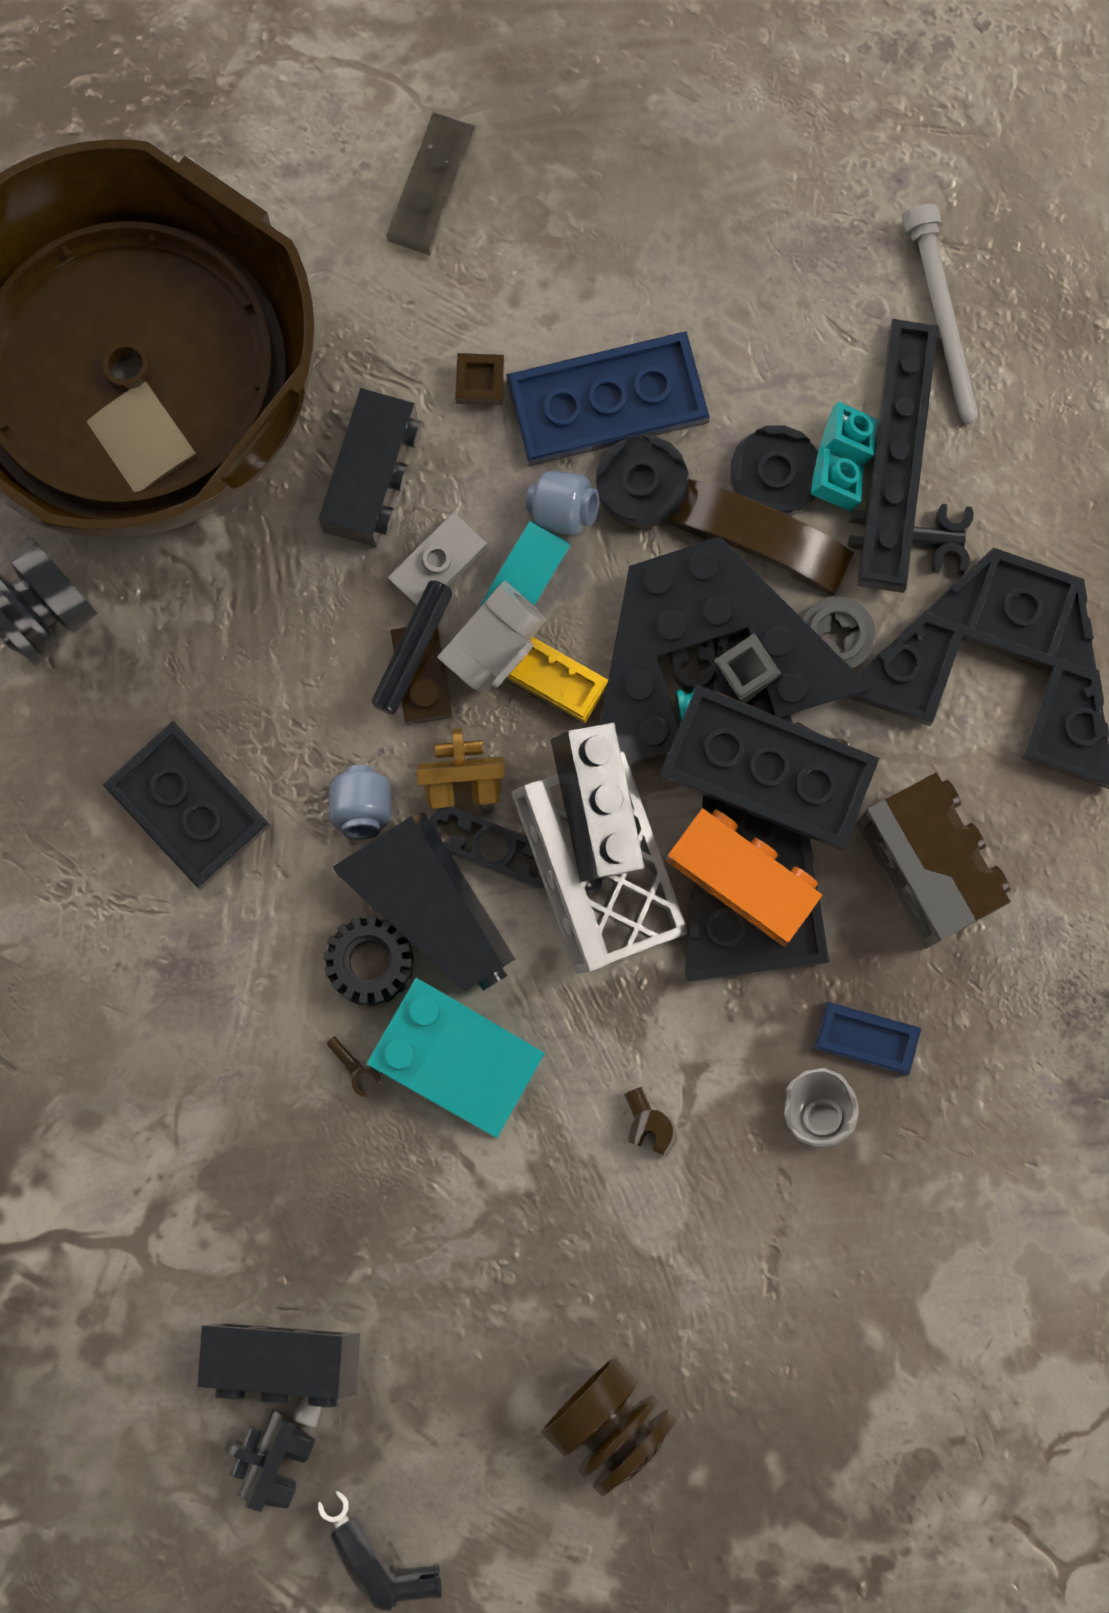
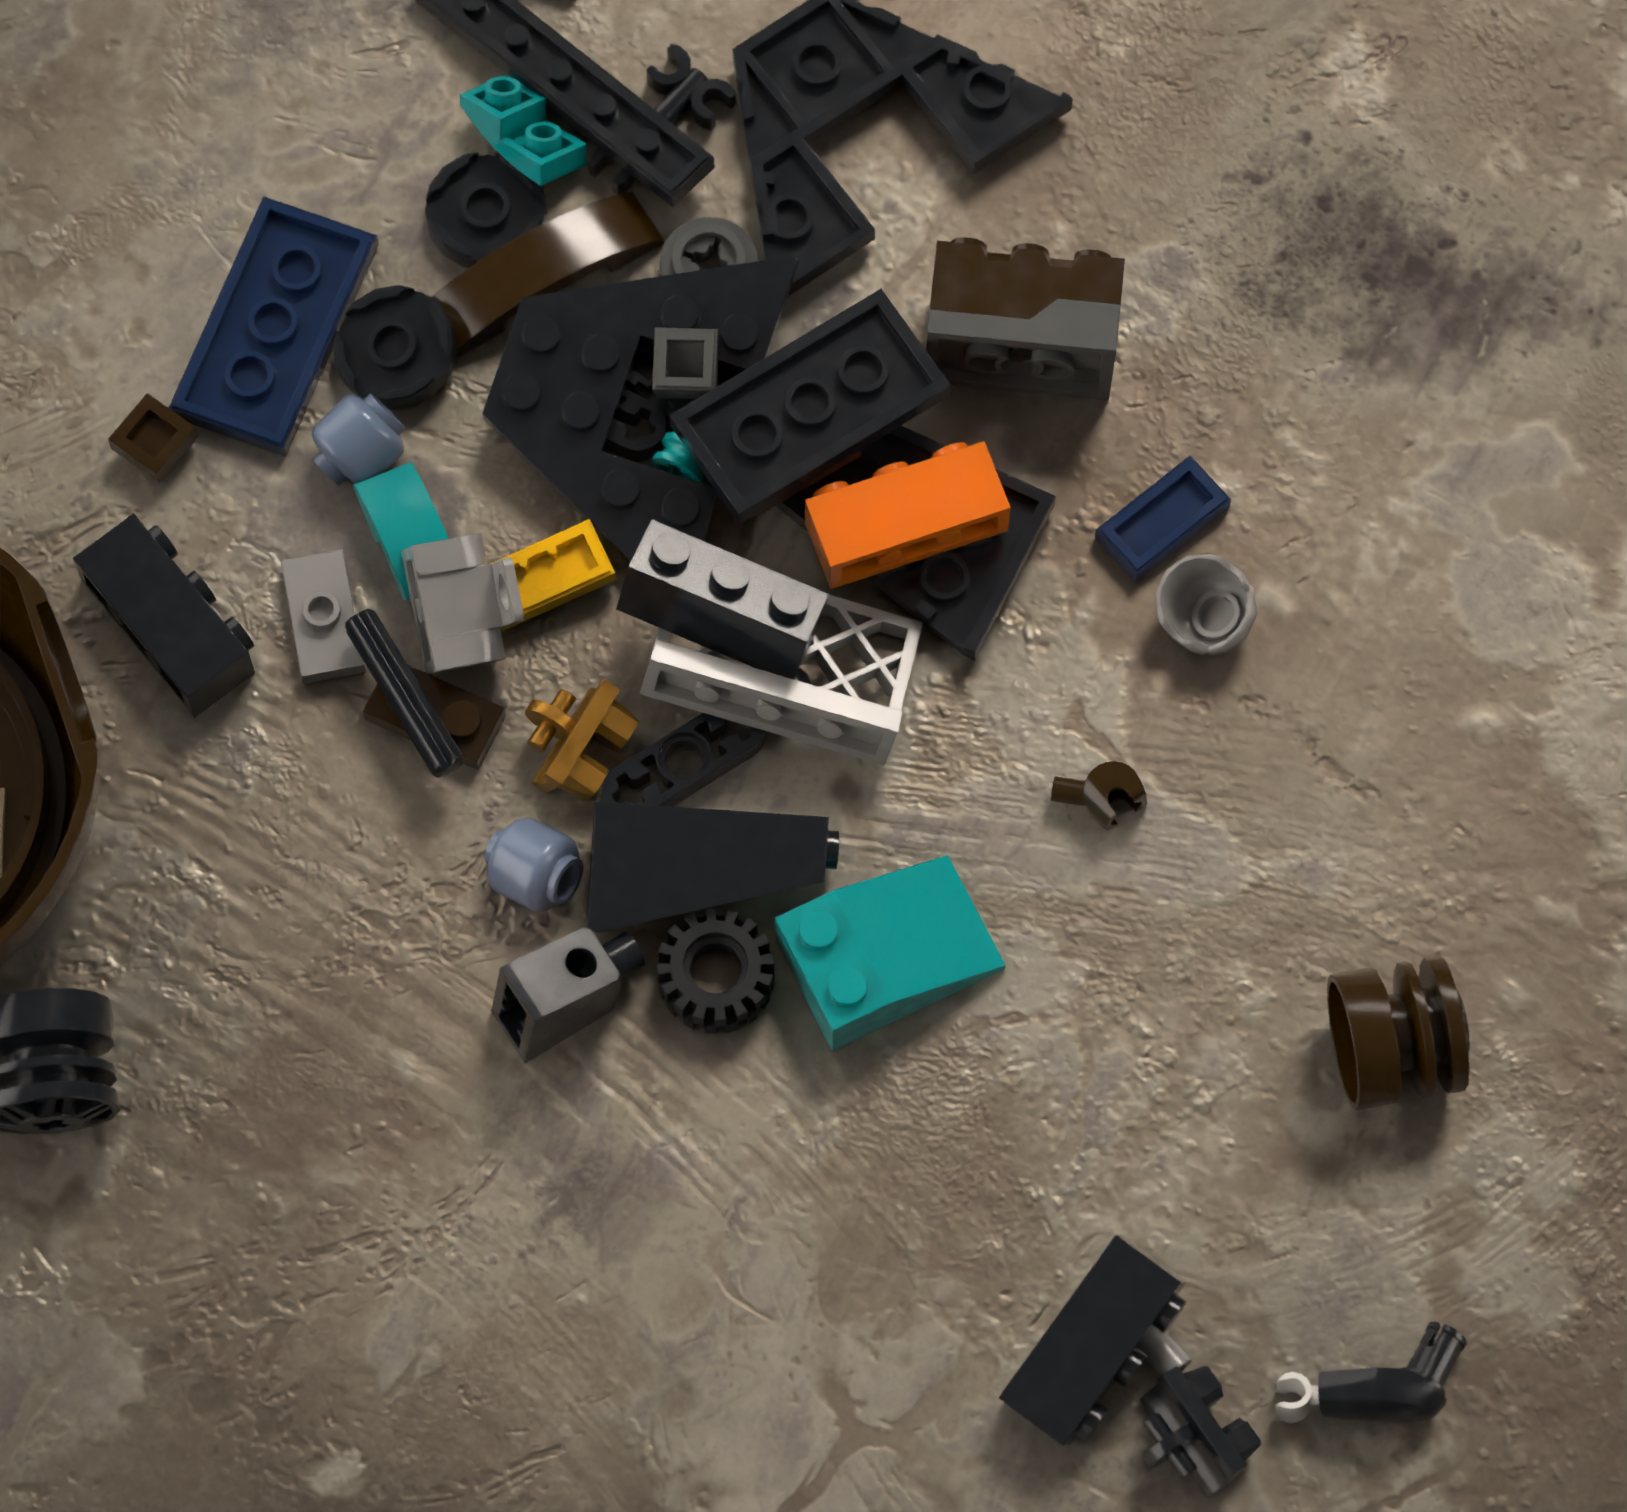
camera: 60 degrees left, 10 degrees down
(186, 805) = (396, 1060): black tile -> none
(273, 863) = (561, 988): none -> black torso
(352, 1065) = (823, 1066): dark brown hand -> none

